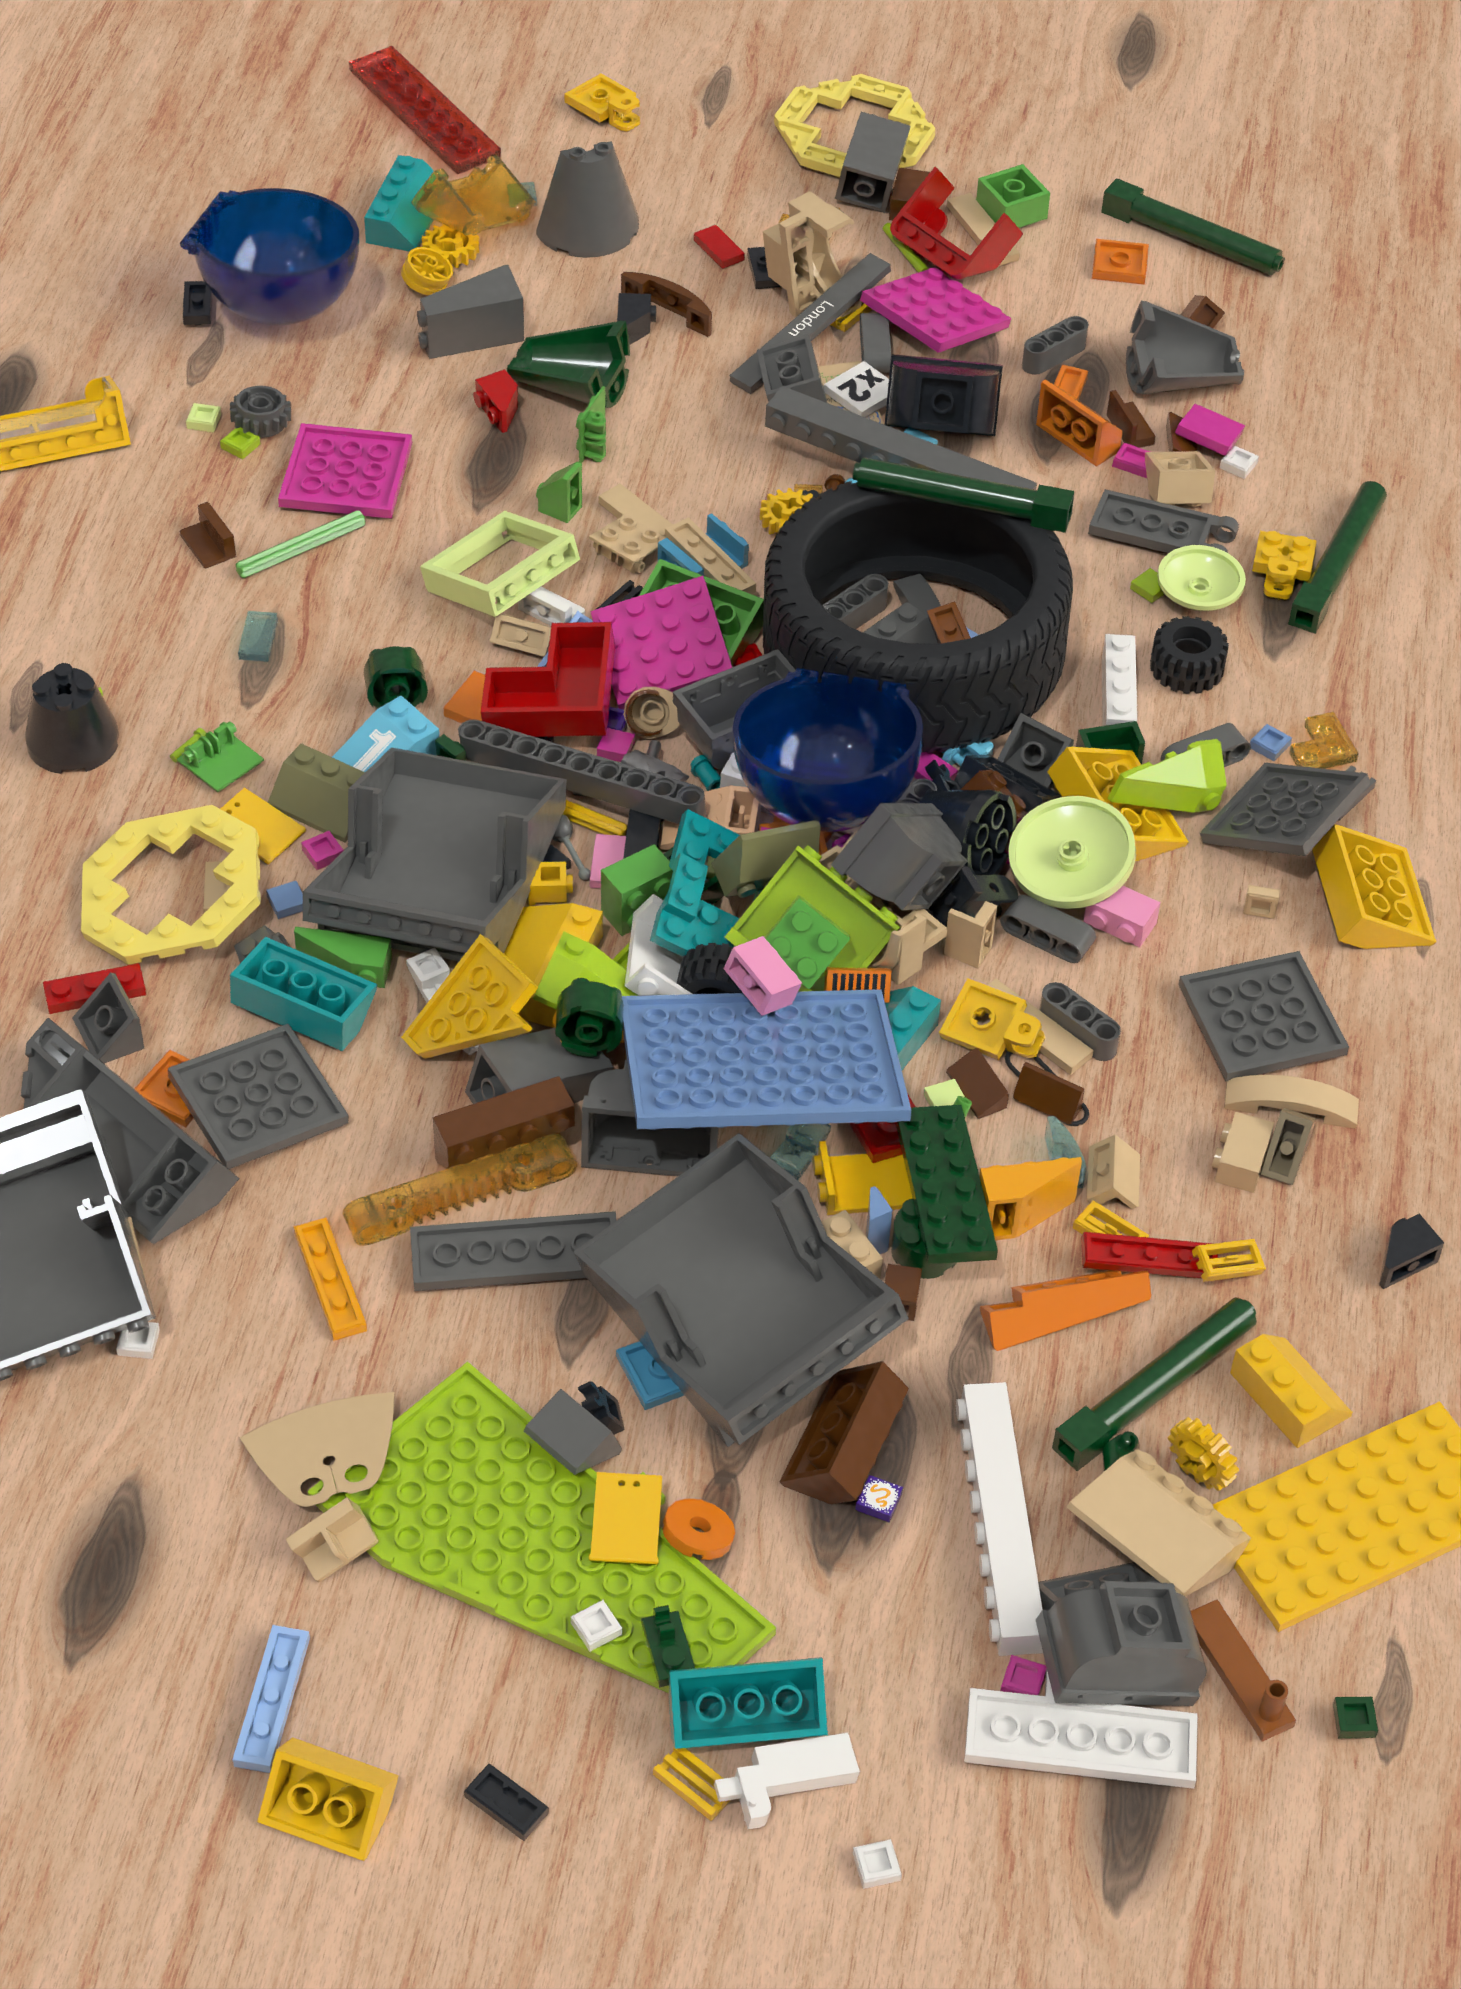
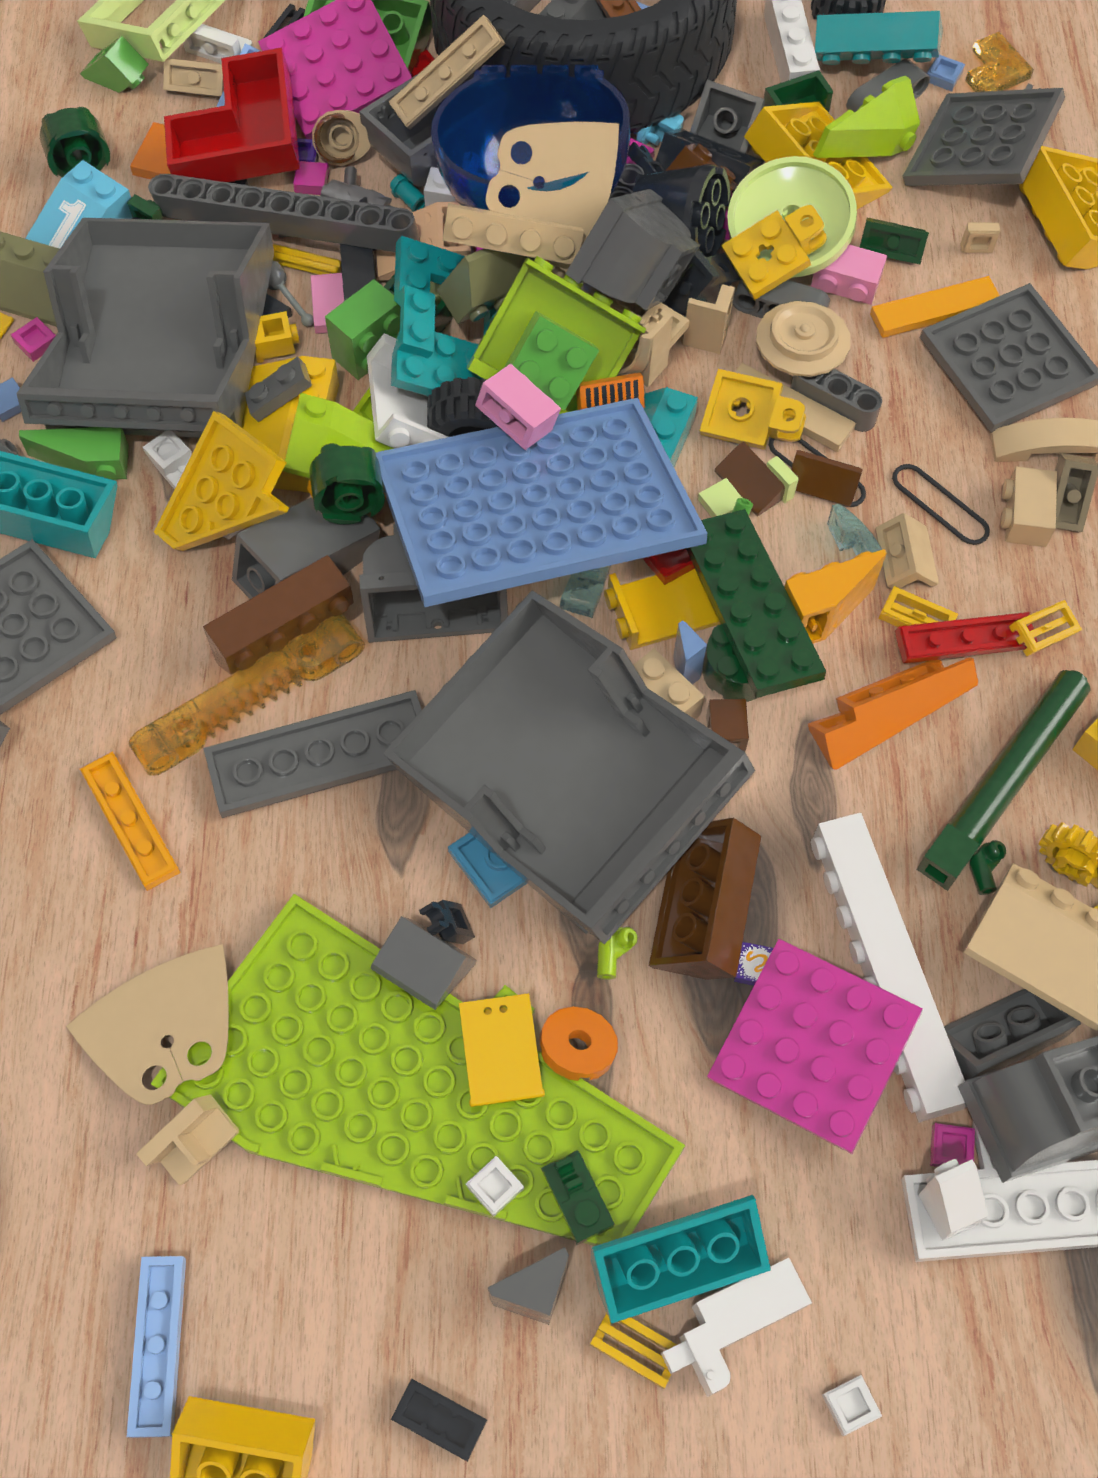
camera: 10 degrees left, 15 degrees up
(448, 614) = (116, 66): none -> bright green slope
(543, 928) = (278, 389): none -> dark grey plate
(611, 1707) = (533, 1289): none -> dark grey slope
(748, 1461) = (614, 948): none -> lime arm
(762, 669) = (447, 72): none -> tan tile
(787, 821) = (512, 234): none -> tan plate
(834, 816) = (558, 153): none -> tan piece
(914, 1567) = (815, 1045): none -> dark pink plate
(1005, 1701) = (954, 1198): none -> white slope
(1011, 1086) = (785, 475): none -> yellowish green tile
(1057, 964) = (803, 338): none -> tan piece
(1060, 876) = (790, 244): none -> yellow plate
(1168, 1128) = (934, 514): none -> black piece
(1173, 890) = (894, 240): none -> dark green plate
(1197, 957) = (931, 306): none -> light orange tile
(1204, 699) = (878, 36): none -> teal slope

